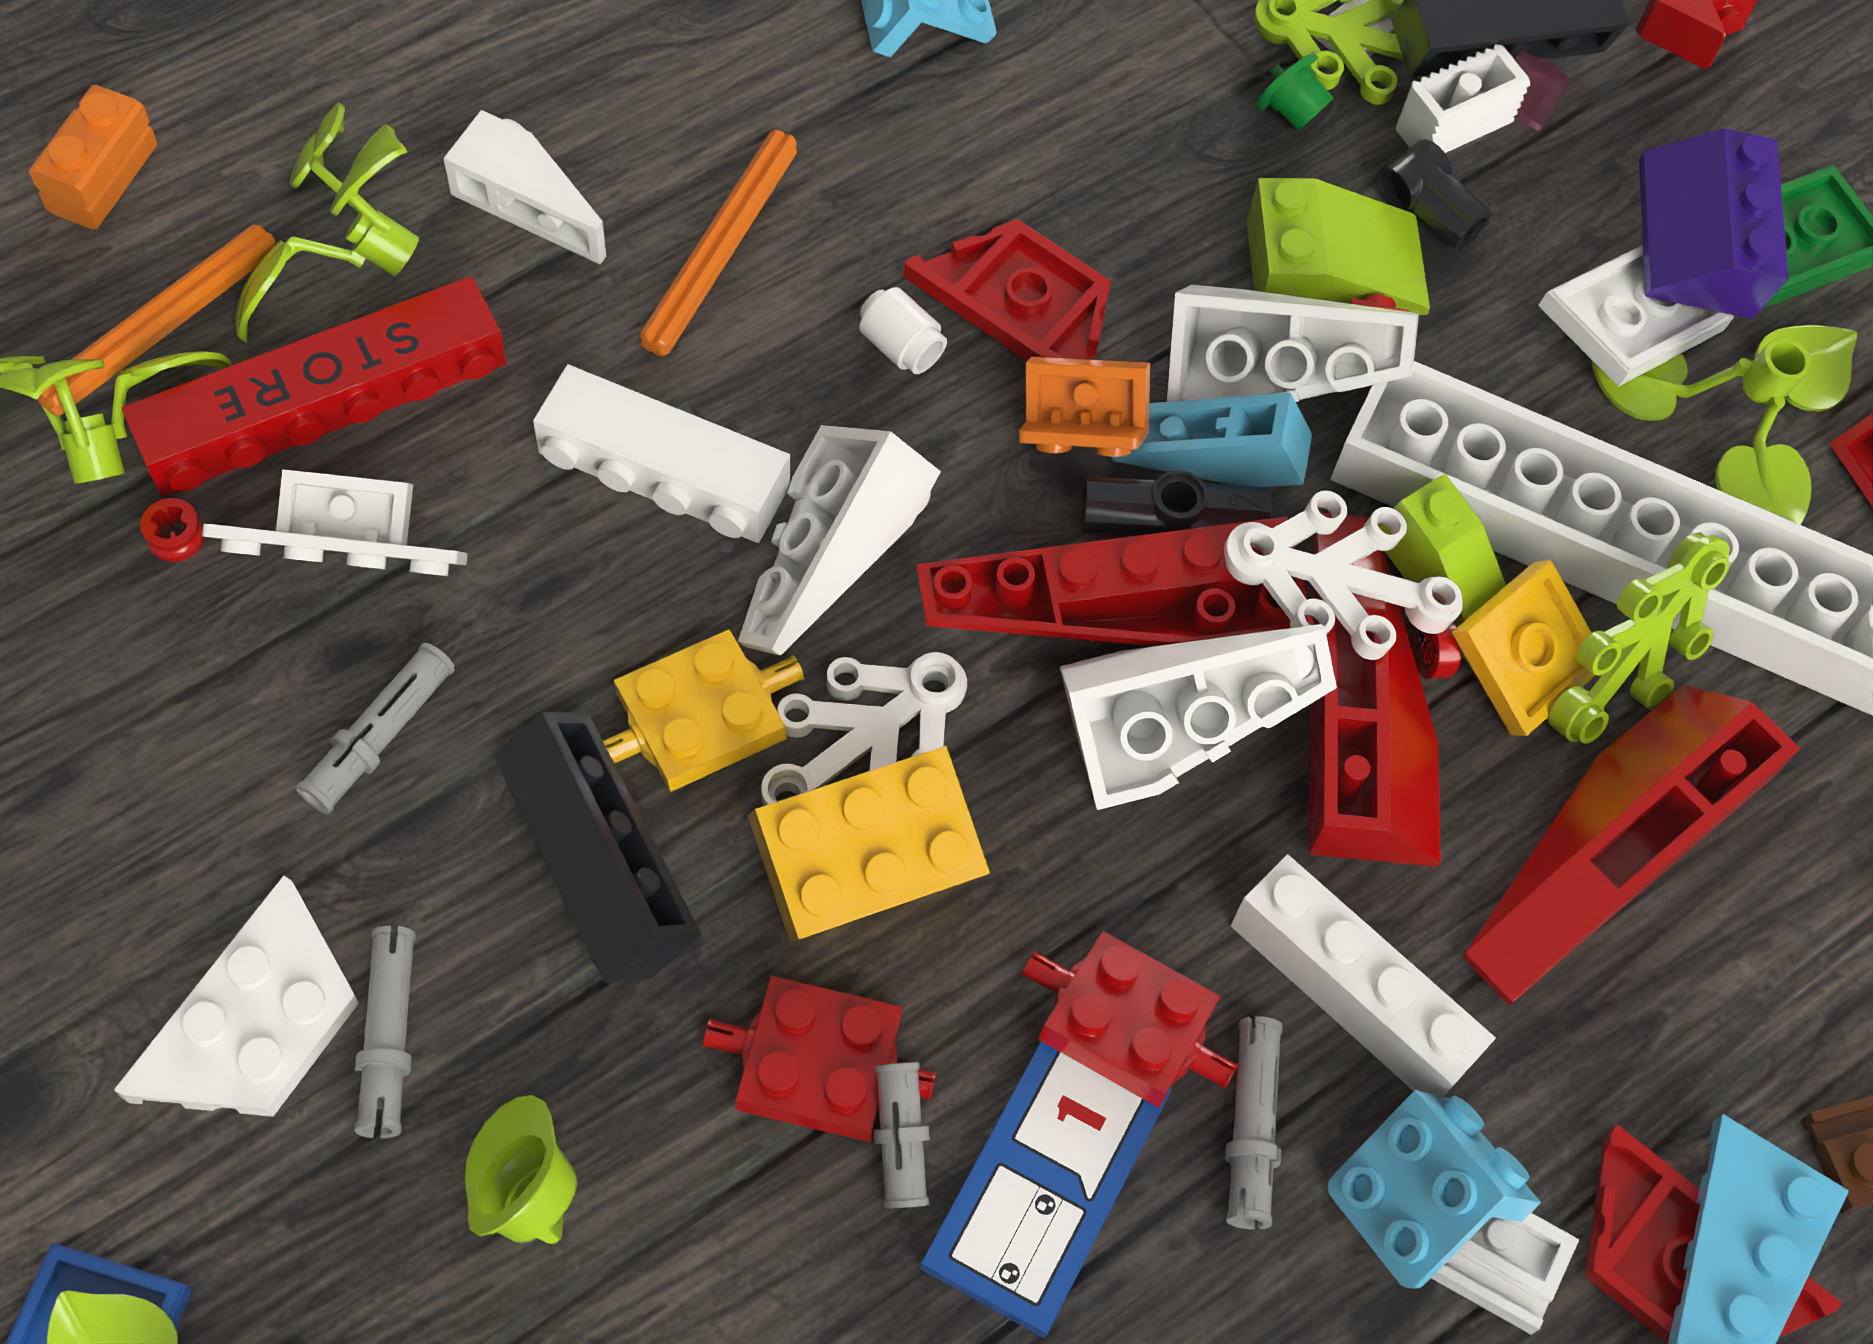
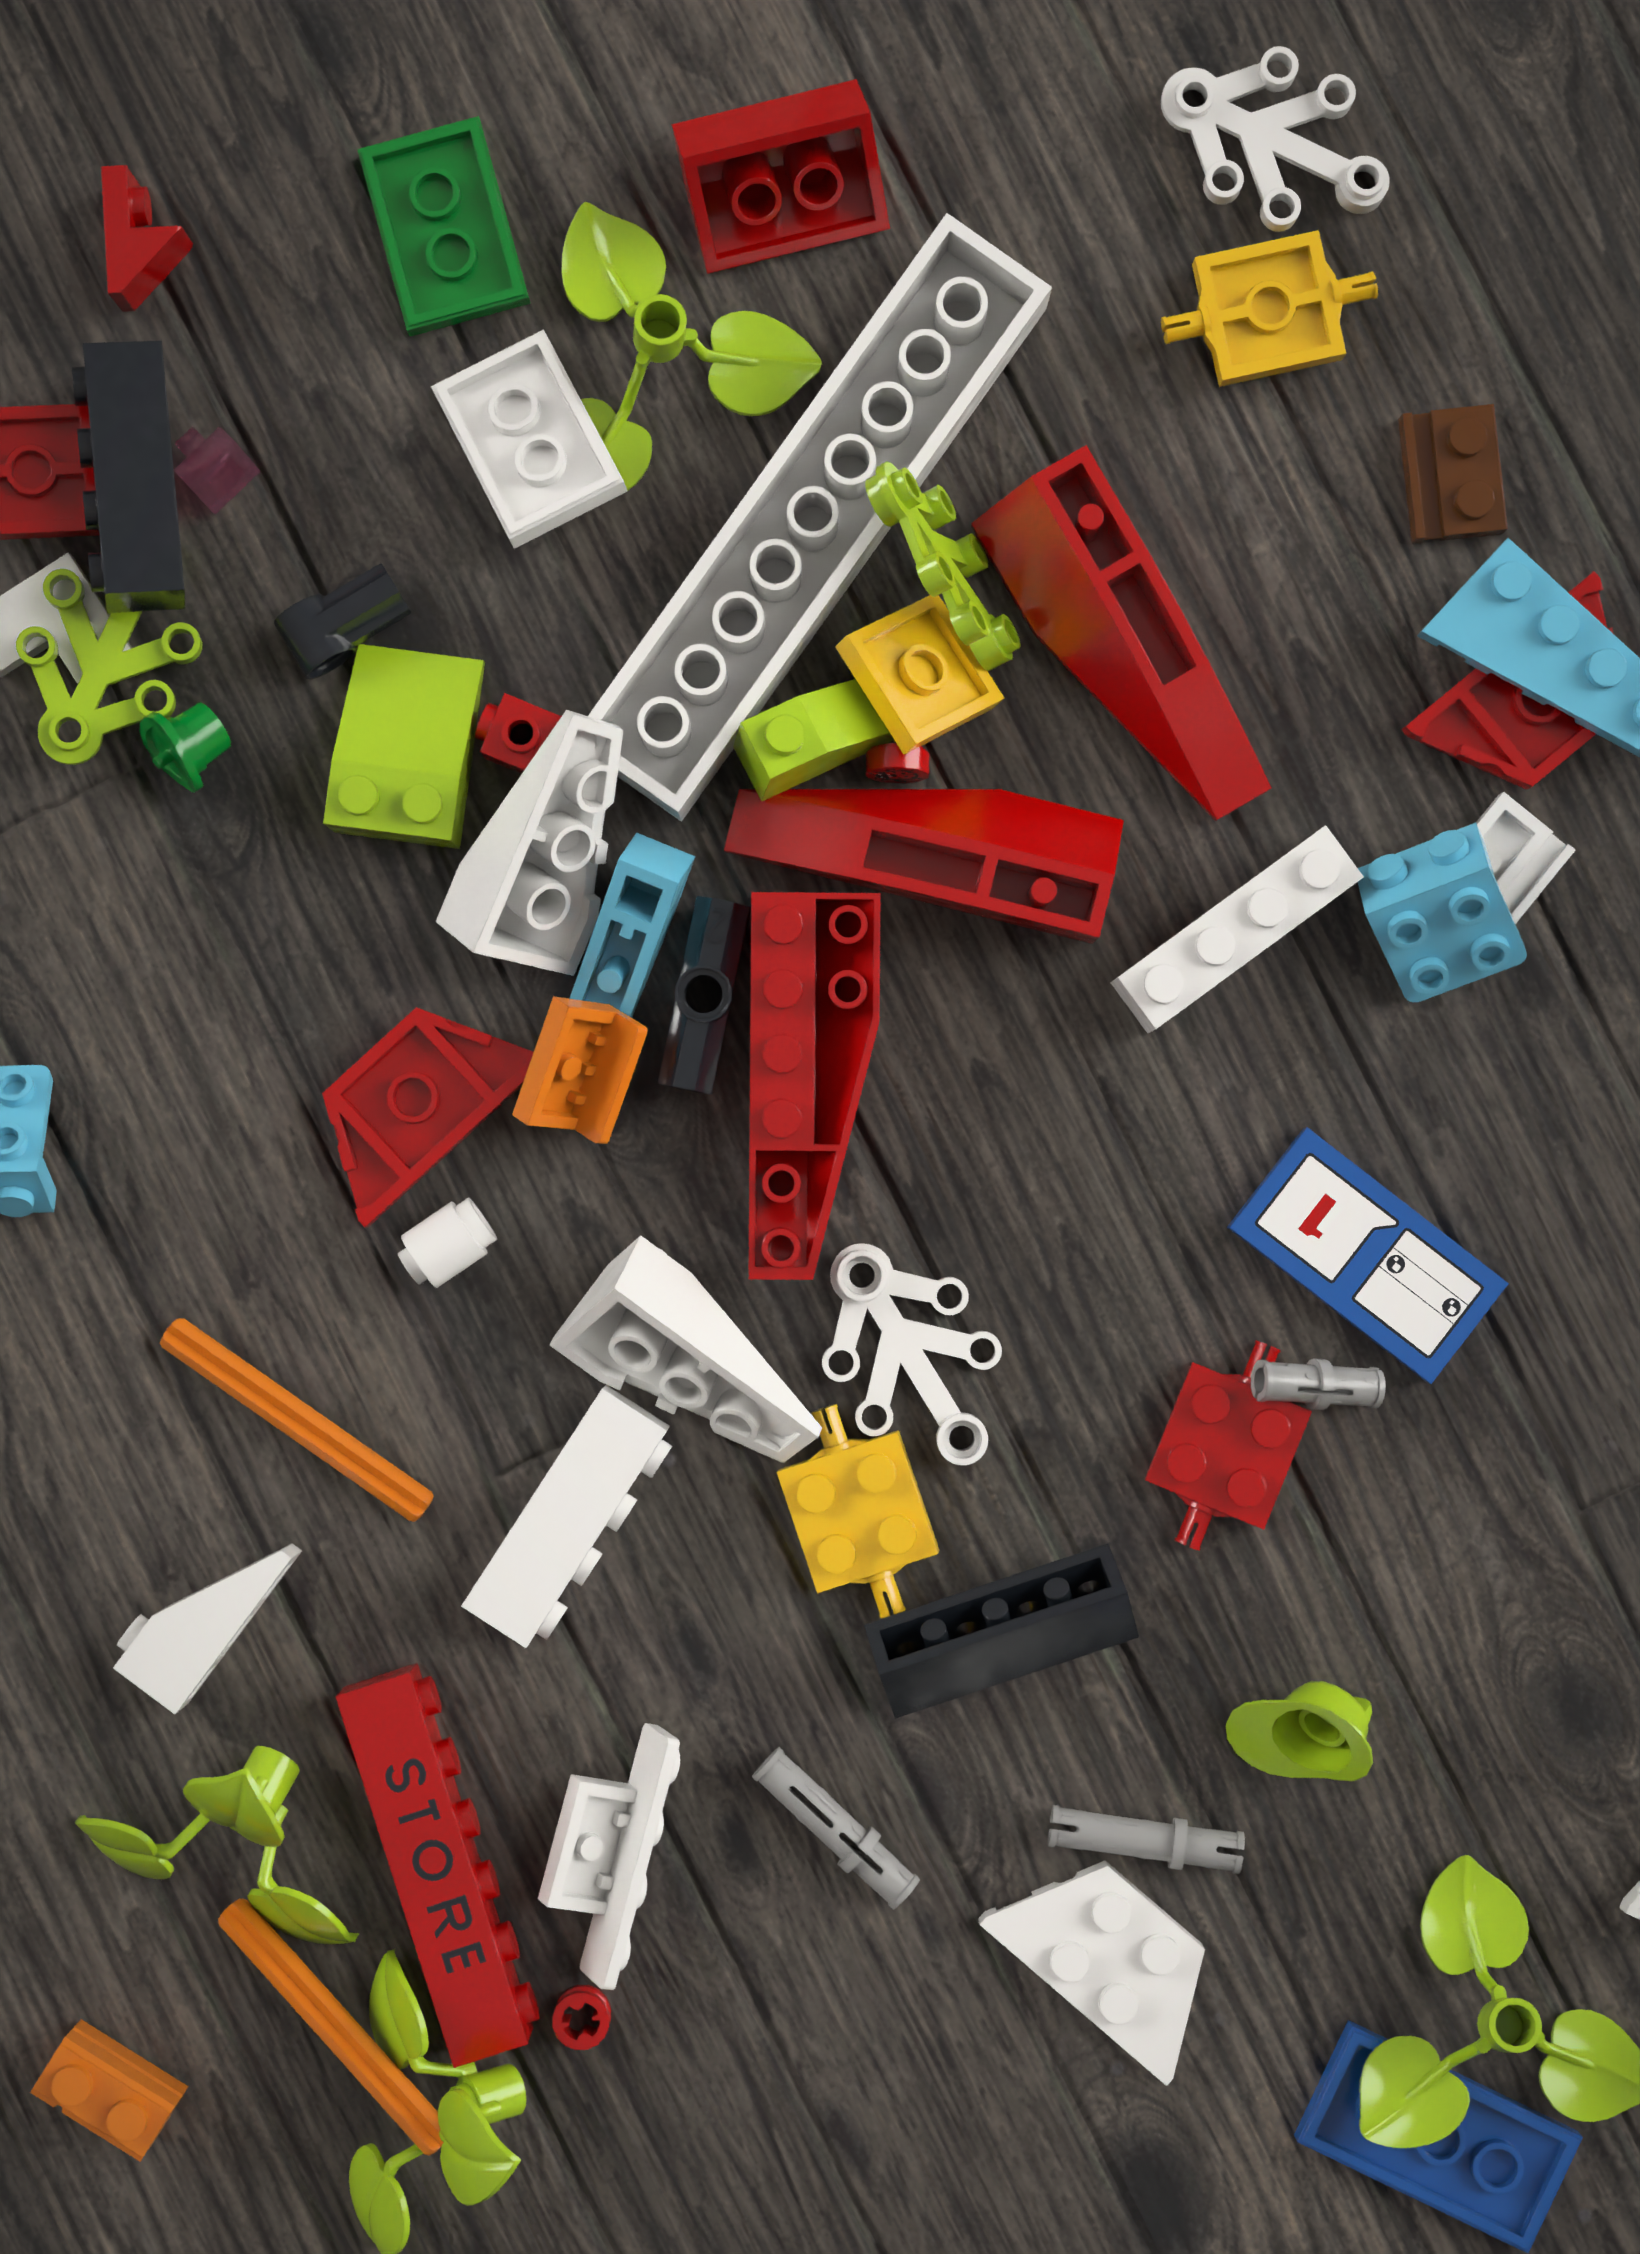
camera: 80 degrees left, 25 degrees up
(867, 843) = (1041, 1375): yellow brick -> none
(1130, 1019) = (1236, 1153): red plate -> none
(1173, 706) = (936, 1063): white wedge -> none
(1253, 1144) = (1355, 1059): light grey pin -> none
(1336, 577) = (836, 866): white plant -> none
(1464, 100) = (234, 559): white brick -> none
(1714, 222) = (440, 327): dark purple slope -> none

